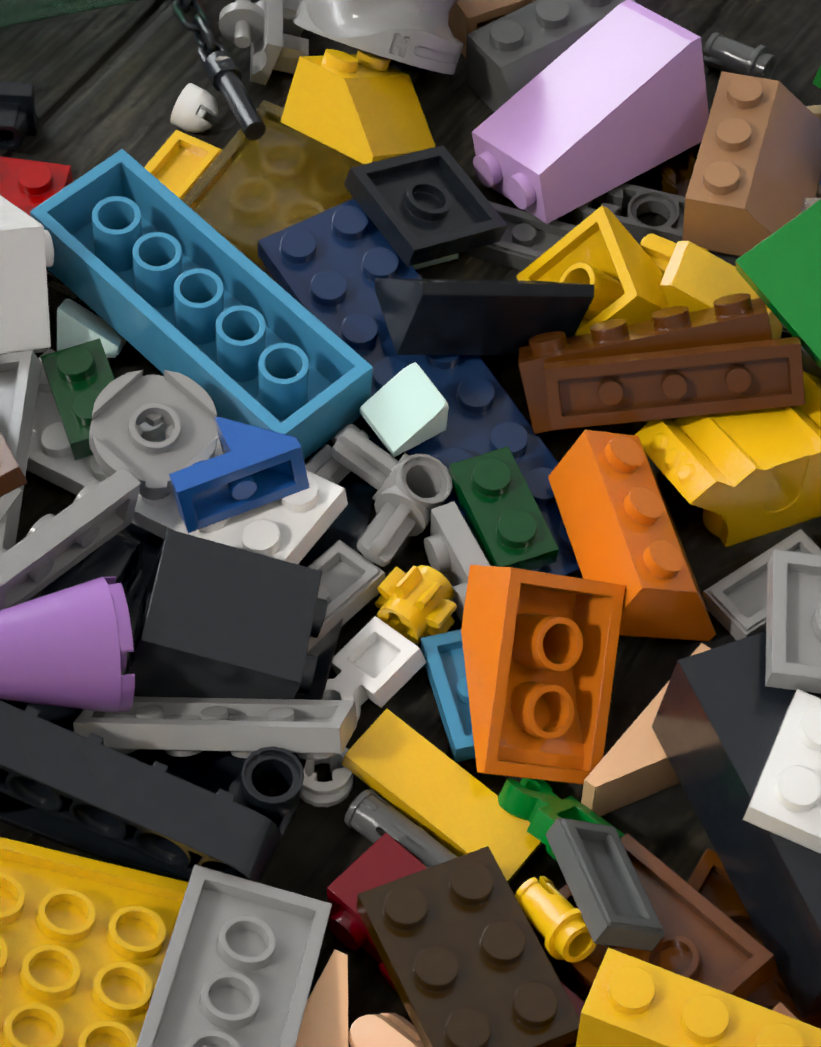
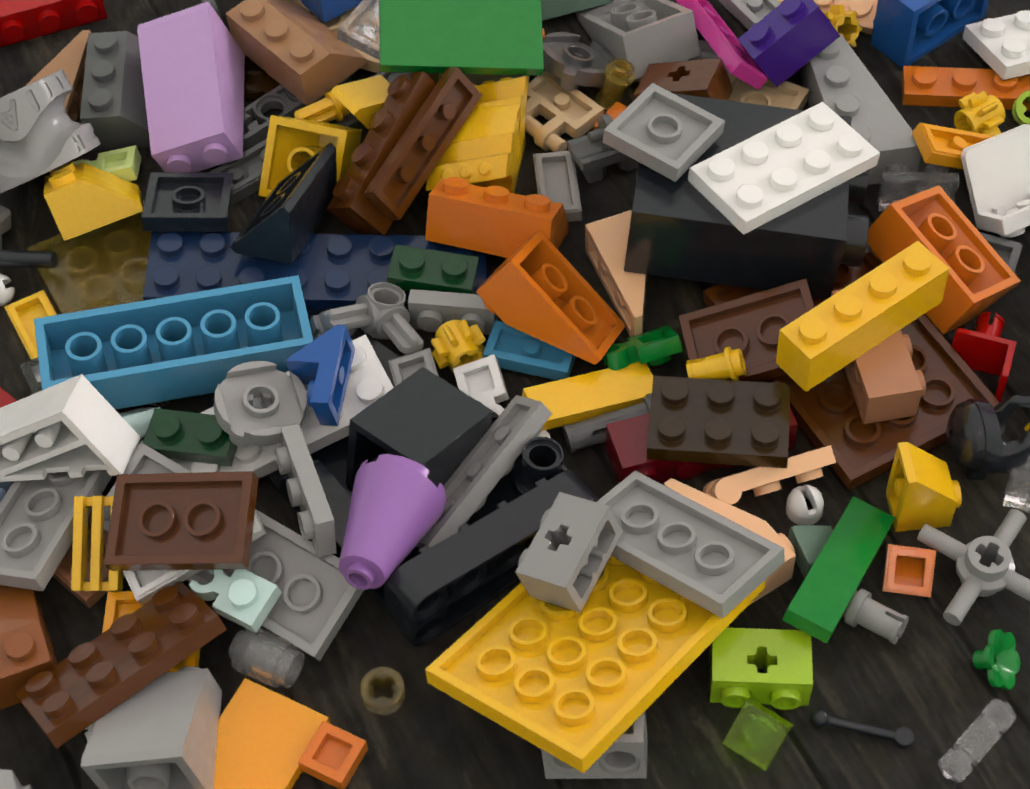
camera: 55 degrees left, 0 degrees up
(120, 877) = (569, 551): none -> light grey brick
(406, 410) = (333, 278): light aqua slope -> none
(447, 110) = (119, 162): none -> yellowish green plate
(604, 884) = (713, 332): dark grey tile -> none

